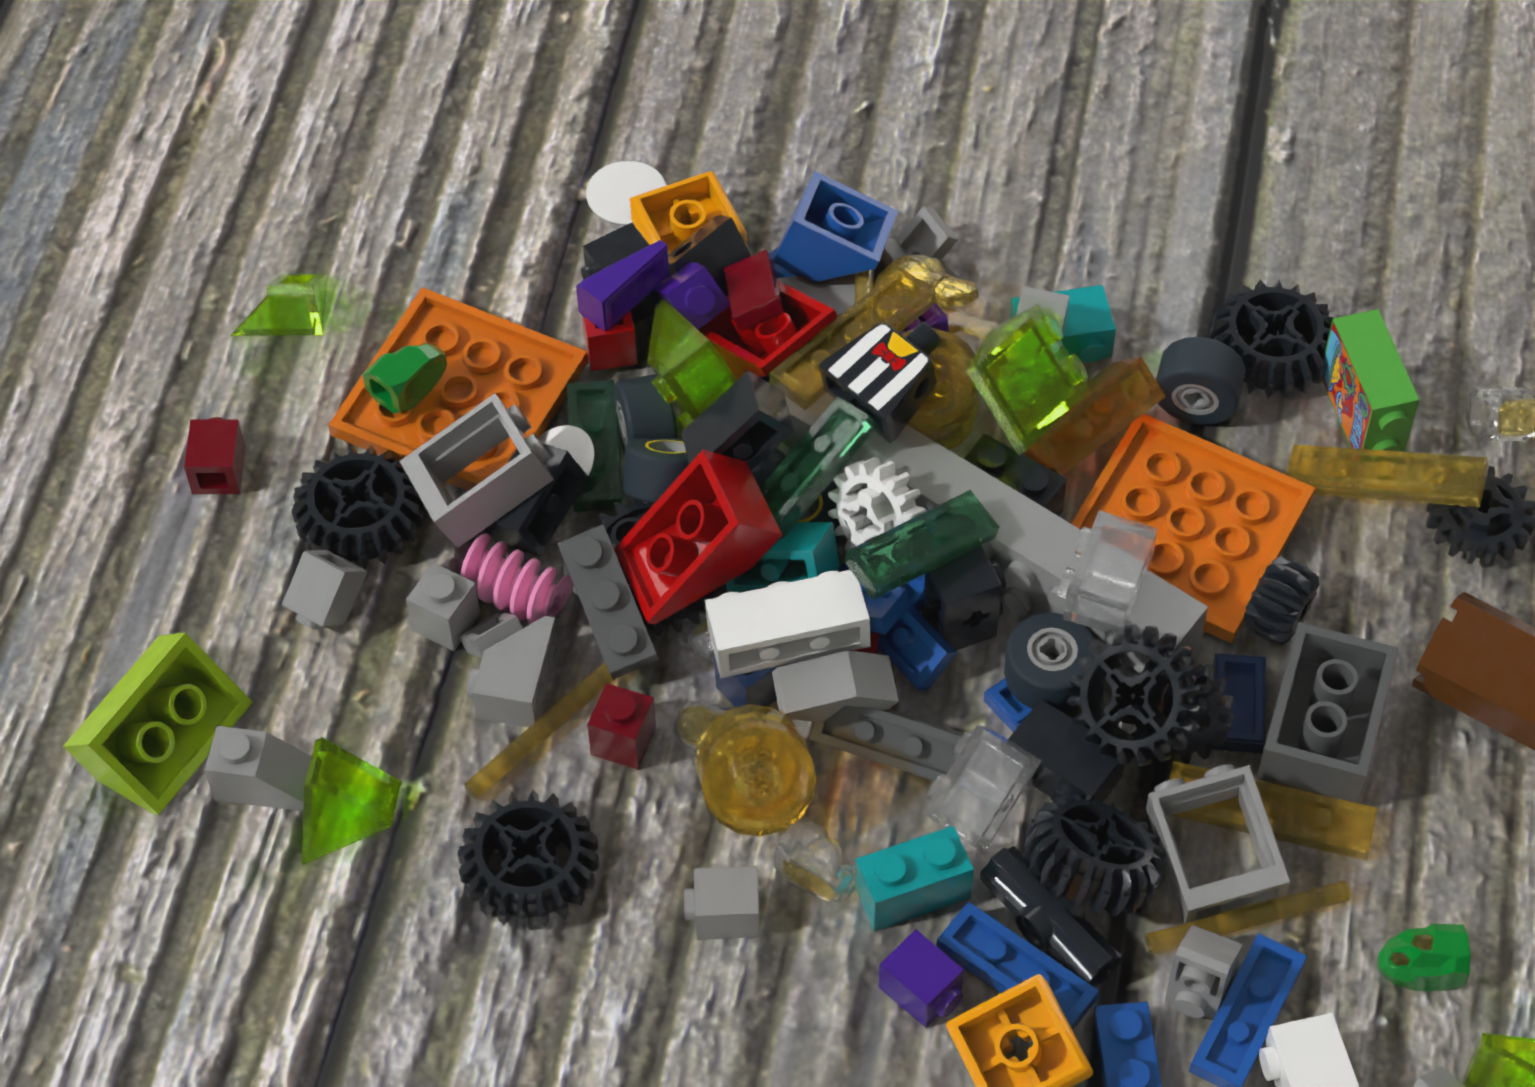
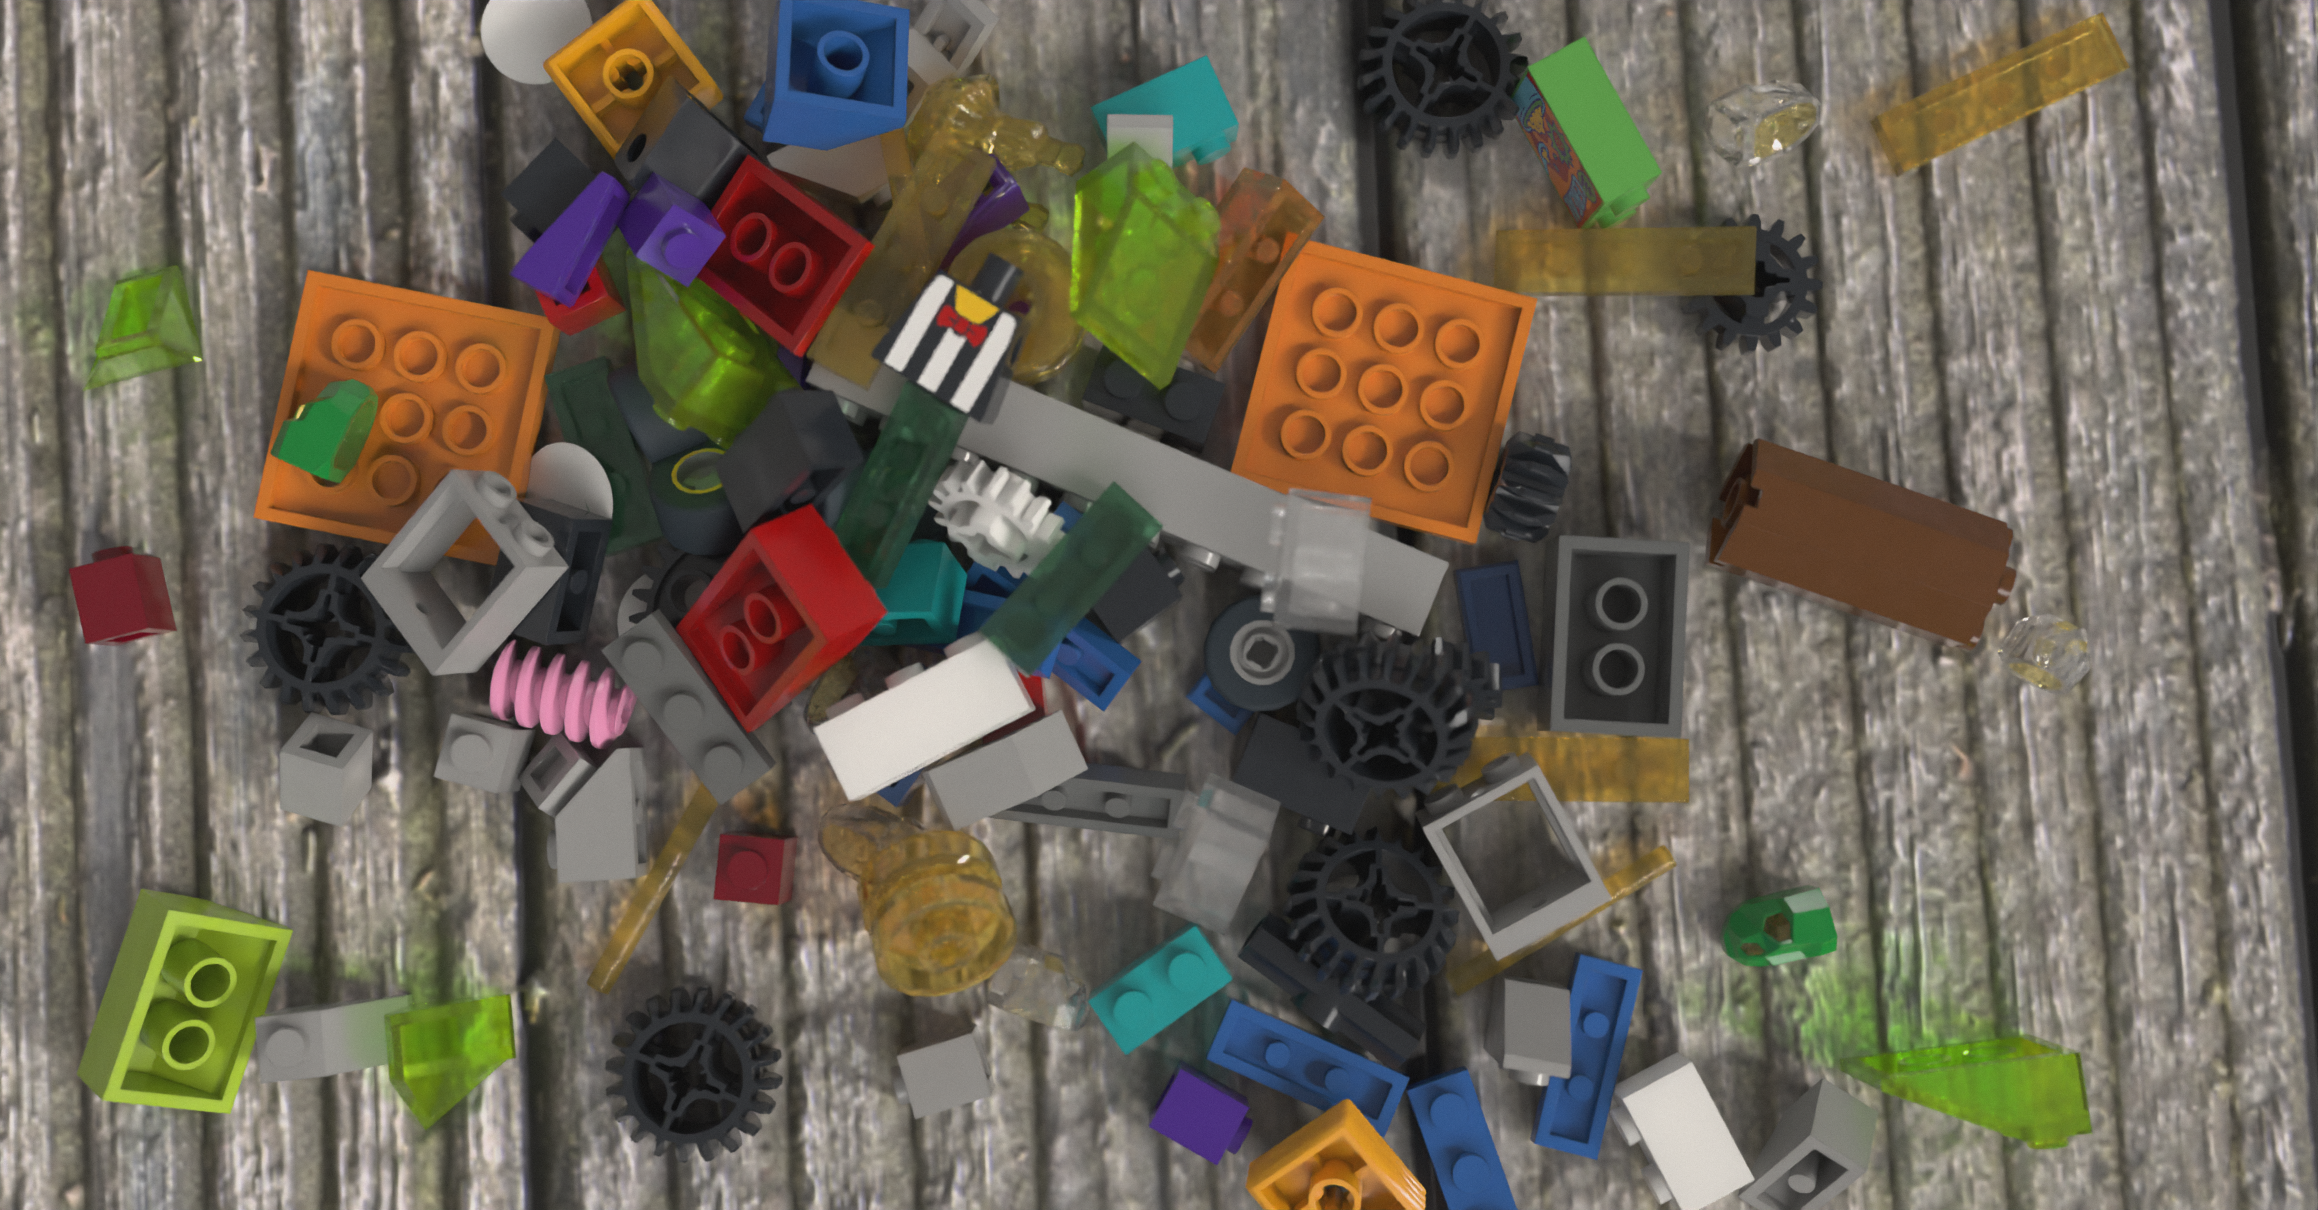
camera: 15 degrees left, 30 degrees up
(753, 290) = (749, 204): dark red tile -> none
(1200, 380) = (1363, 175): black wheel -> none

